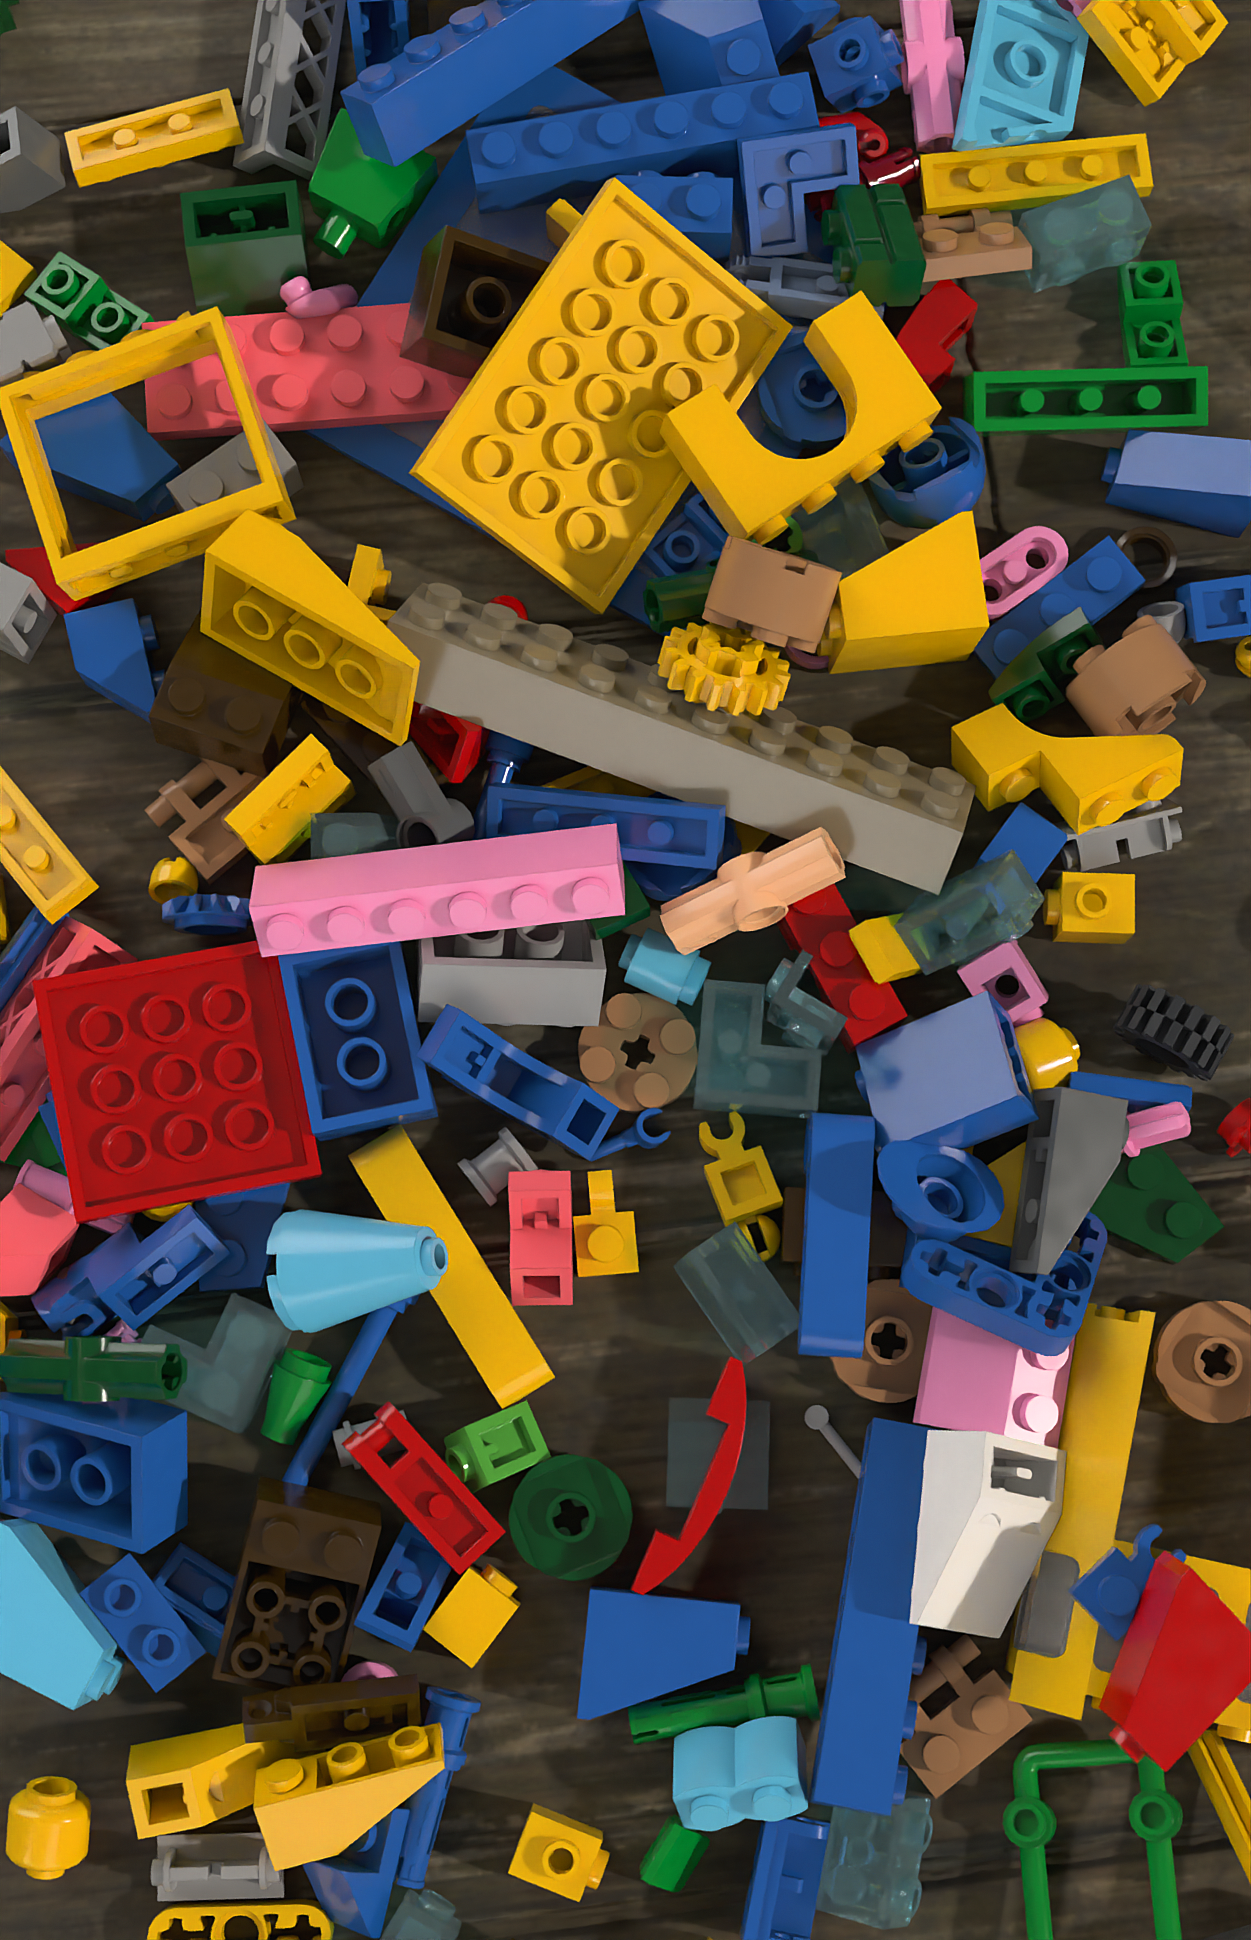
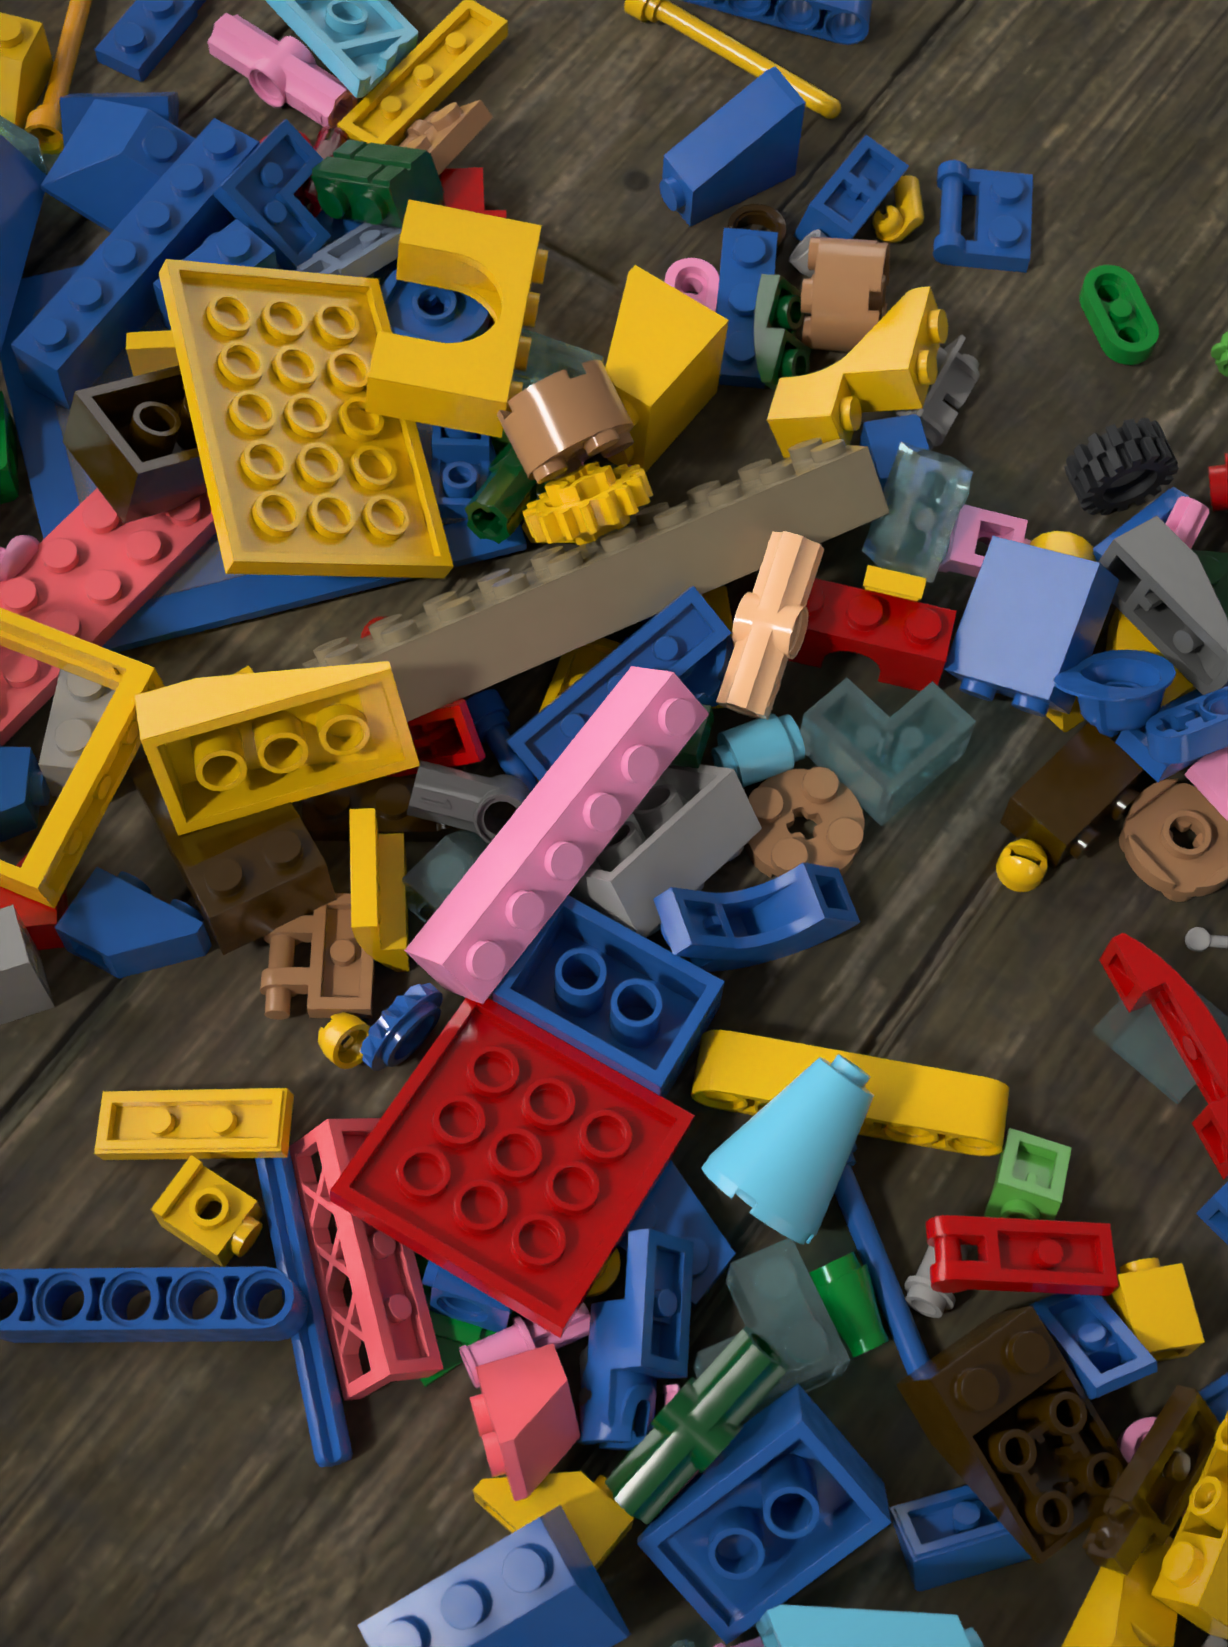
camera: 50 degrees left, 15 degrees down
(143, 1622) = (942, 1582): blue hinge -> none
(490, 1169) = (802, 993): light grey bush -> none
(541, 1237) = (886, 1006): coral brick -> none
(554, 1549) = (1163, 1159): dark green plate -> none
(604, 1238) = (925, 968): yellow plate -> none
(632, 1136) = (866, 878): blue hand -> none
(738, 1293) = (1059, 906): clear light blue hinge -> none
(739, 1178) = (966, 836): yellow plate -> none
(801, 1016) = (887, 672): clear light blue bracket -> none
(836, 1234) = (1080, 782): blue beam -> none
(857, 63) = (235, 97): blue brick -> none
(933, 478) = (578, 288): blue cylinder -> none
(1084, 233) = (501, 75): clear light blue brick -> none
(1086, 401) = (614, 167): green brick -> none
(1091, 907) = (986, 444): yellow brick -> none
(1151, 314) = (587, 97): green slope -> none

